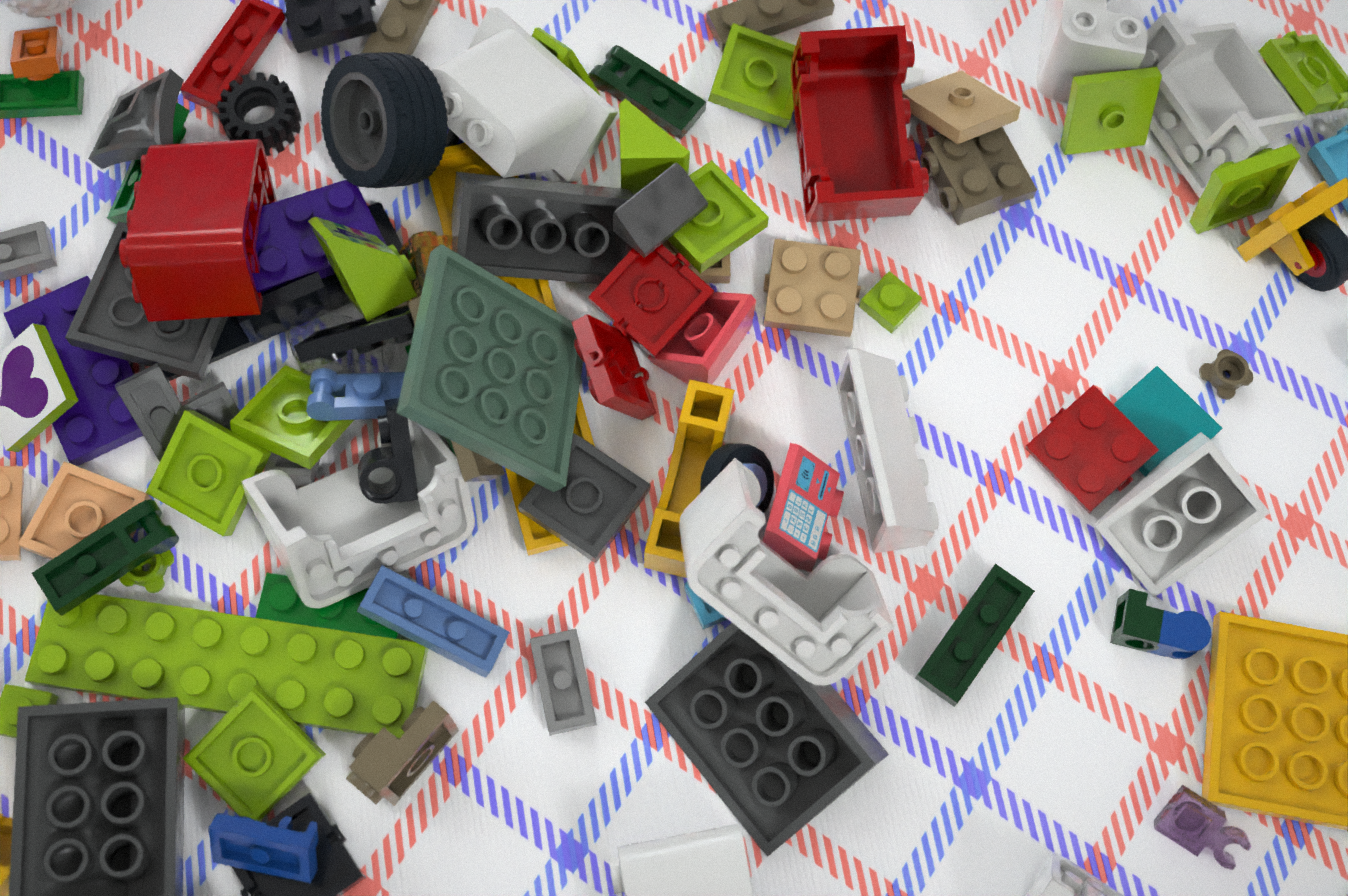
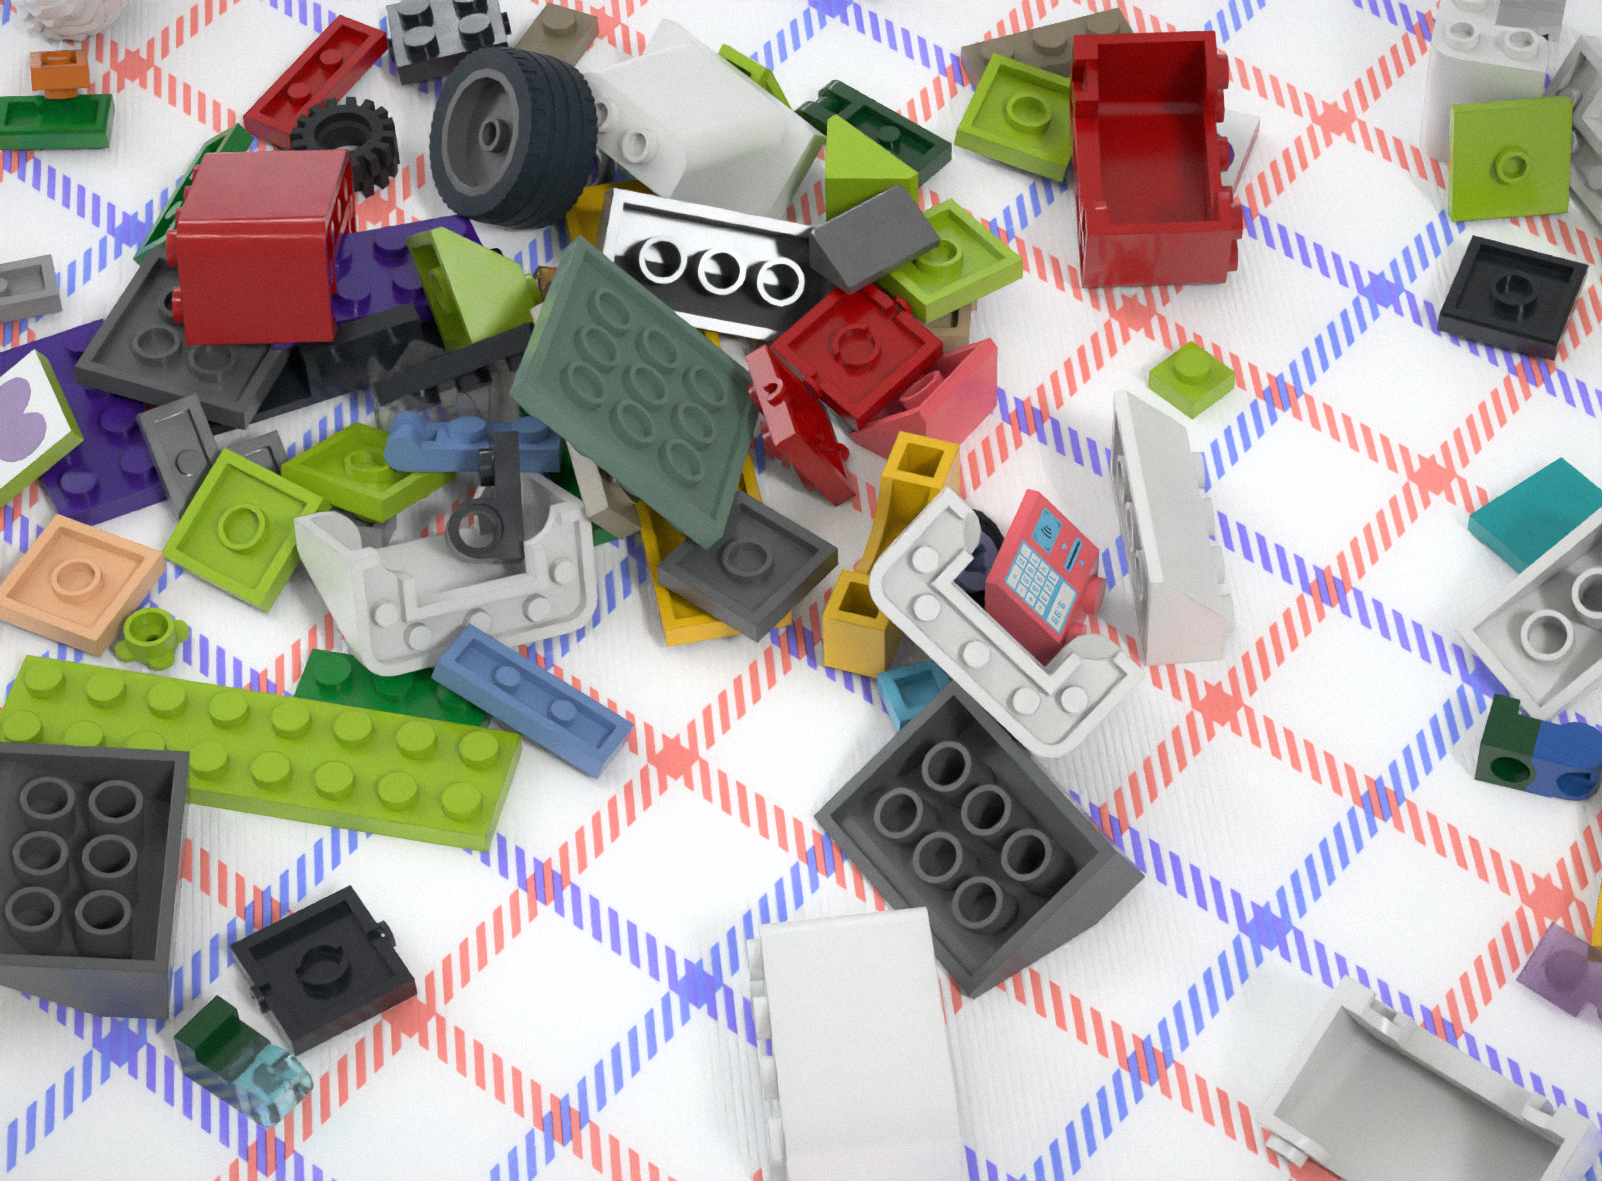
camera: 10 degrees right, 20 degrees down
(104, 557) = (105, 608): dark green plate -> none
(139, 120) = (184, 142): dark grey plate -> none
(254, 755) = (280, 843): lime tile -> none
(264, 848) = (287, 922): blue plate -> none
(391, 765) = (480, 837): dark tan plate -> none
(563, 682) = (702, 783): light grey plate -> none
(812, 288) = (1080, 356): tan plate -> none
(961, 106) = (1303, 153): tan plate -> none
(974, 635) = (1277, 752): dark green plate -> none
(977, 174) = (1323, 234): dark tan plate -> none
(1091, 449) = (1458, 545): red plate -> none
(1114, 225) = (1513, 297): none -> black plate

